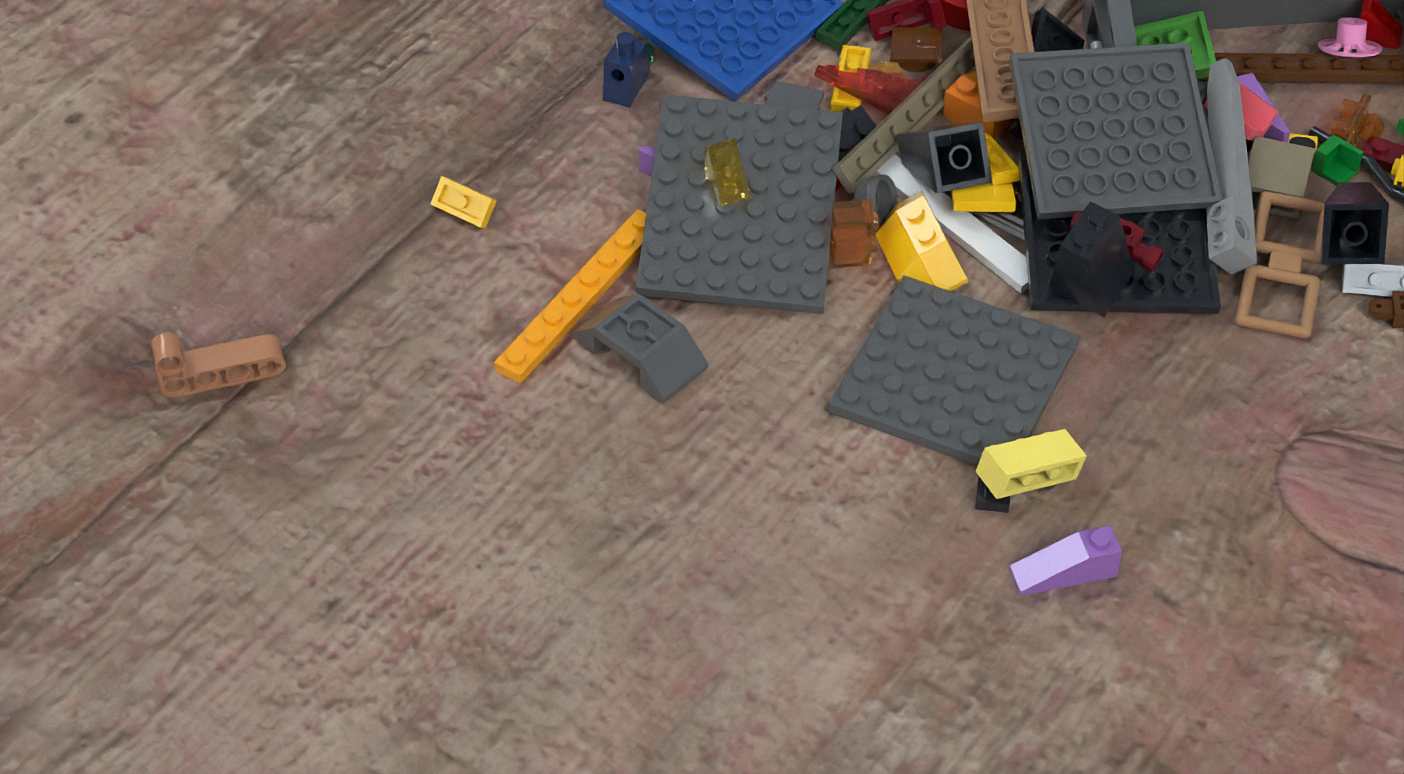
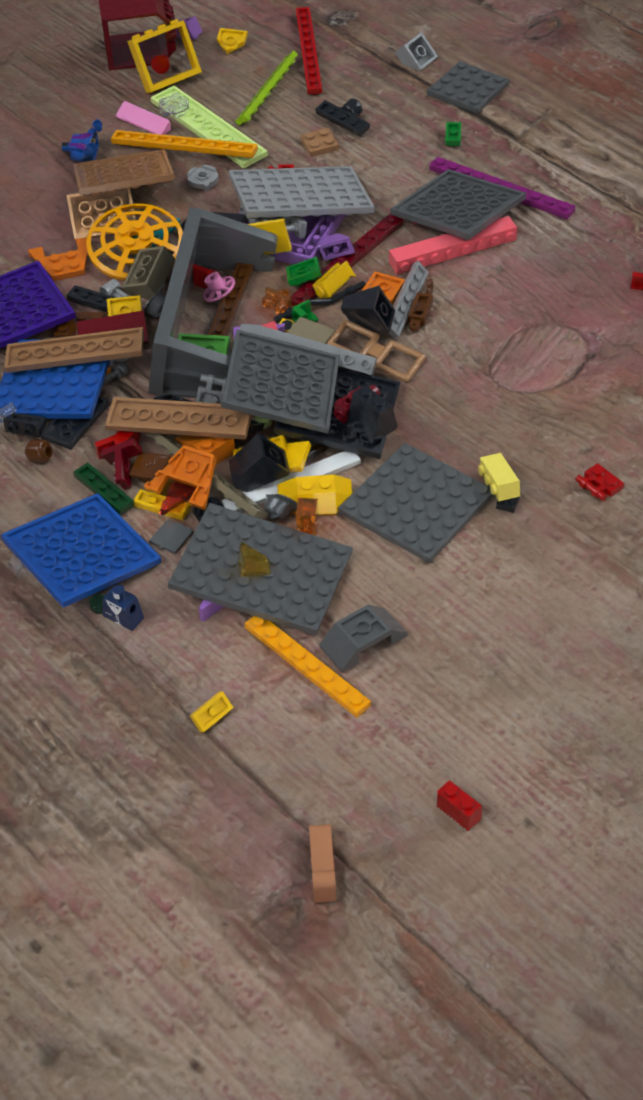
camera: 75 degrees left, 0 degrees up
(337, 502) = (459, 805): none -> red brick
(901, 79) = (188, 467): none -> orange wing
(1069, 562) = (565, 478): medium lavender slope -> none
(1091, 624) = (602, 479): none -> red plate

